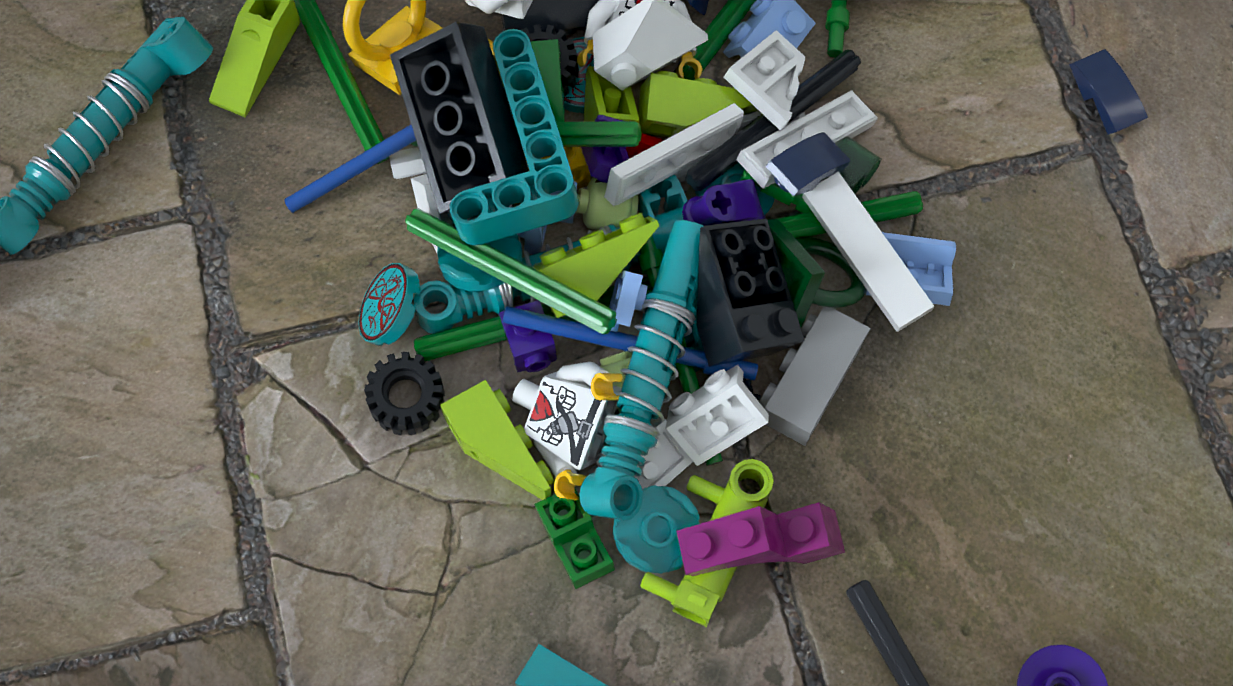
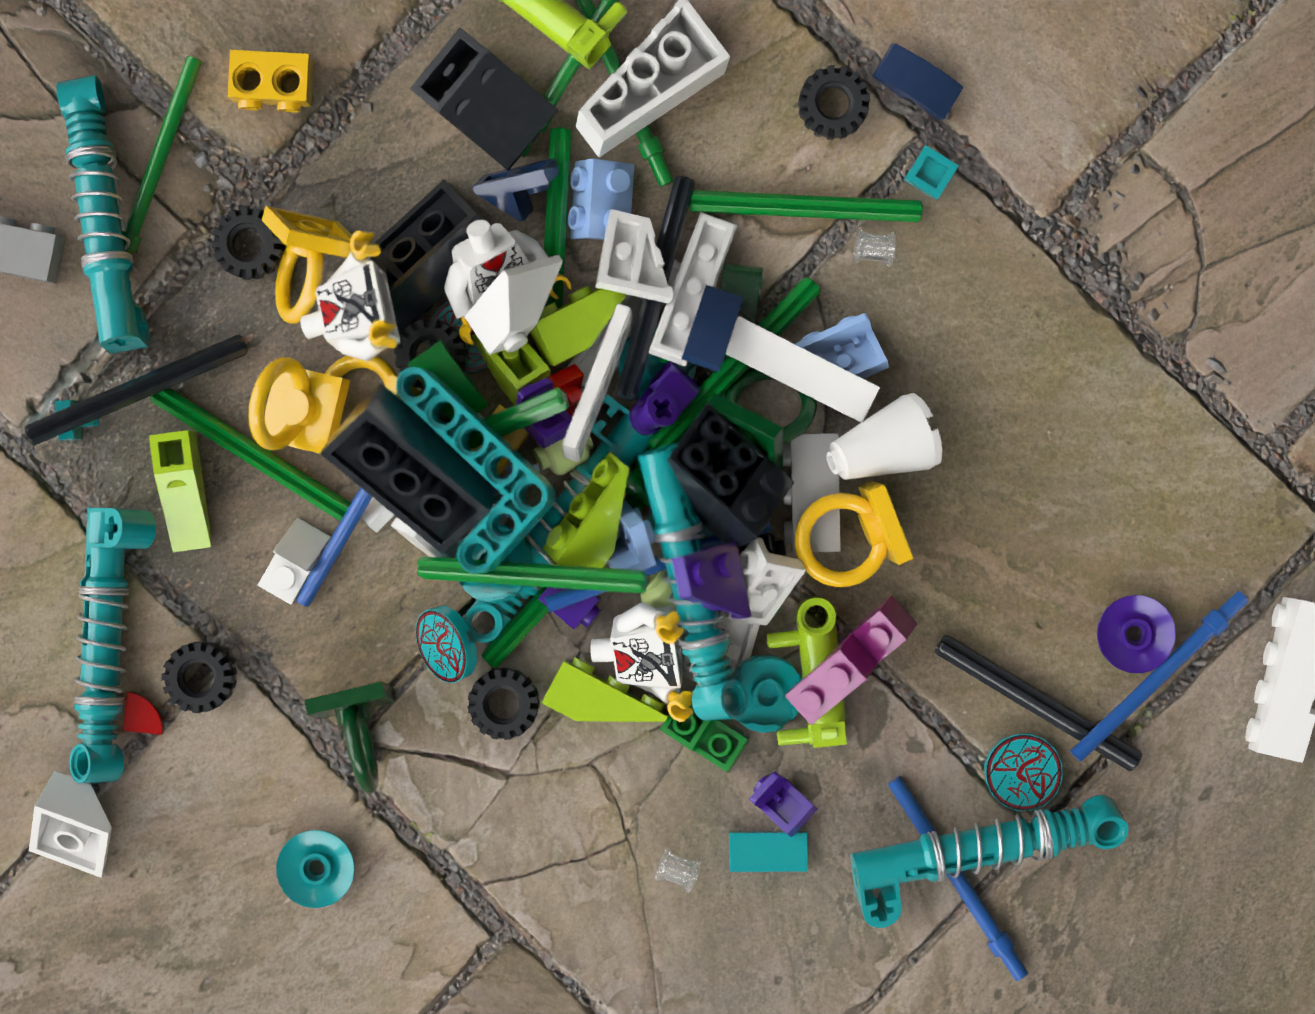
camera: 40 degrees left, 20 degrees up
(79, 217) = (142, 715): none -> red tile
(118, 420) = (304, 885): none -> teal dish
(147, 191) = (178, 688): none -> black tyre
(267, 303) = (352, 711): none -> dark green tile
(310, 161) = (294, 560): none -> white slope
(464, 648) = (677, 870): none -> clear bush
(609, 643) = (782, 803): none -> dark purple bracket
(676, 365) = (713, 579): none -> dark purple wing
(862, 429) = (879, 526): none -> yellow tile
(915, 360) = (888, 442): none -> white cone
(950, 138) = (806, 206): none -> green axle
(992, 200) = (874, 247): none -> clear bush
(1028, 50) = (850, 85): none -> black tyre
(1081, 165) = (931, 172): none -> teal tile

